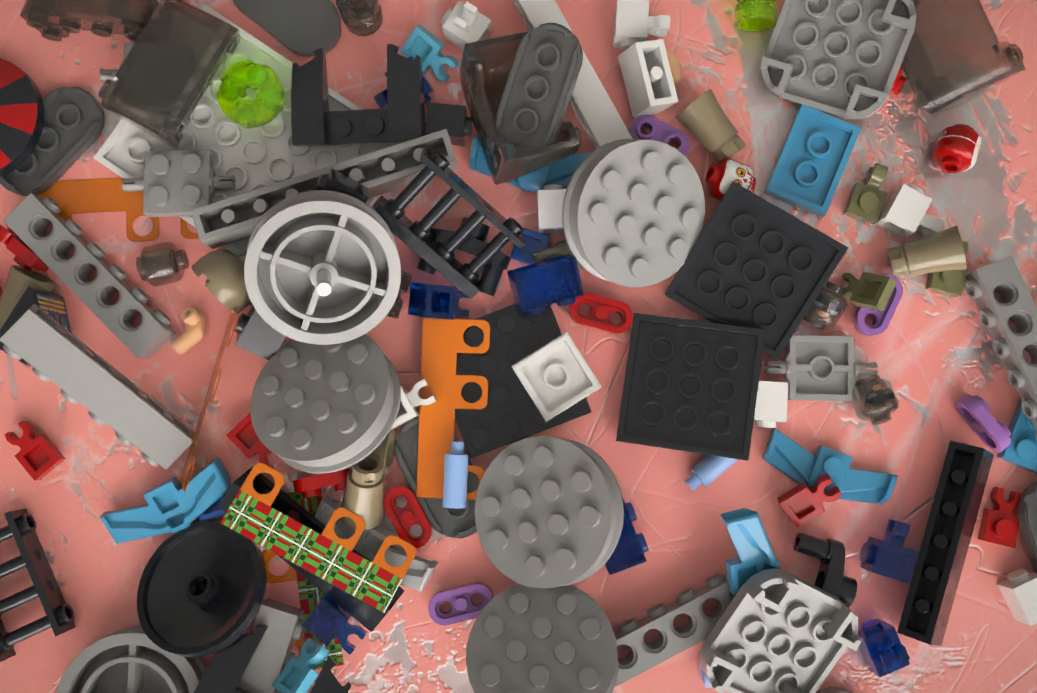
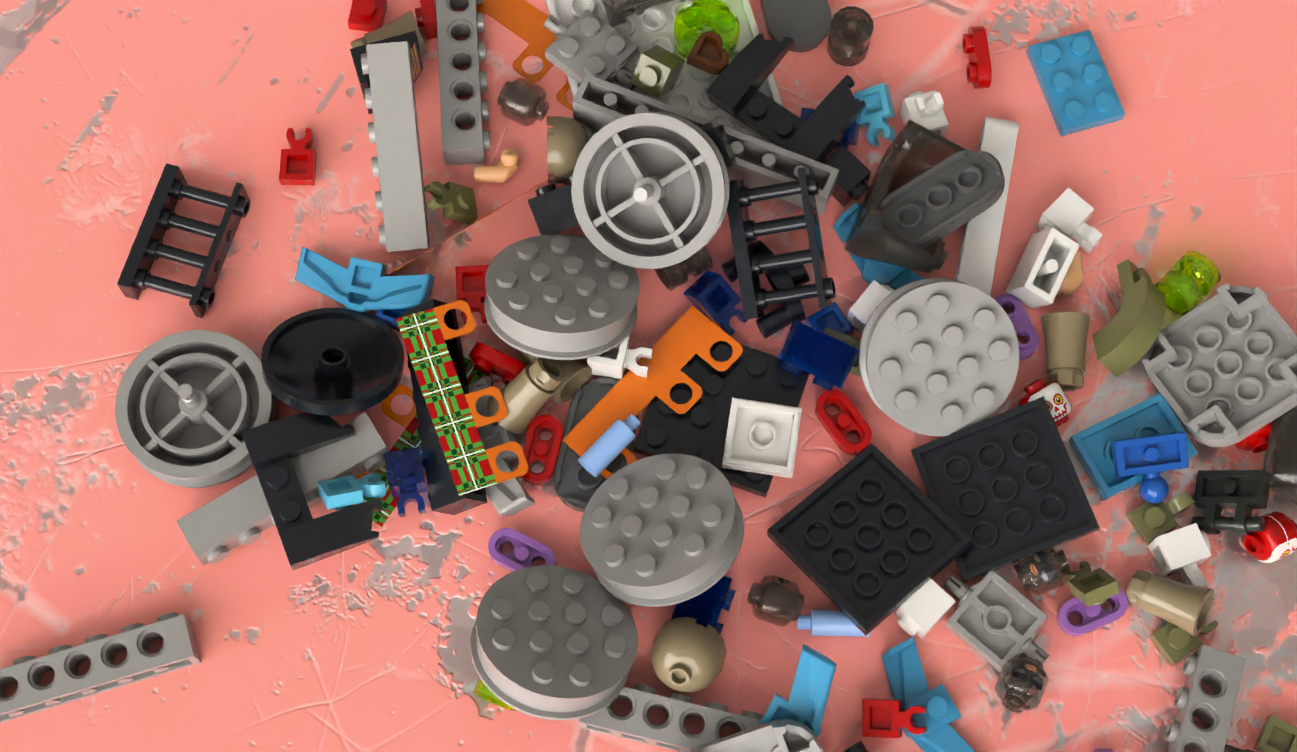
camera: 40 degrees right, 15 degrees down
(181, 385) = (455, 199): none -> olive plate
(242, 159) = (657, 71): none -> olive brick
(269, 113) = (708, 53): none -> reddish brown tile
(640, 583) = (687, 655): none -> dark tan cylinder
(663, 484) = (775, 600): none -> clear smoke head
(748, 65) = (1135, 324): none -> olive arch
(835, 162) = (1150, 456): none -> blue plate
(906, 138) = (1231, 490): none -> pearl dark grey plate

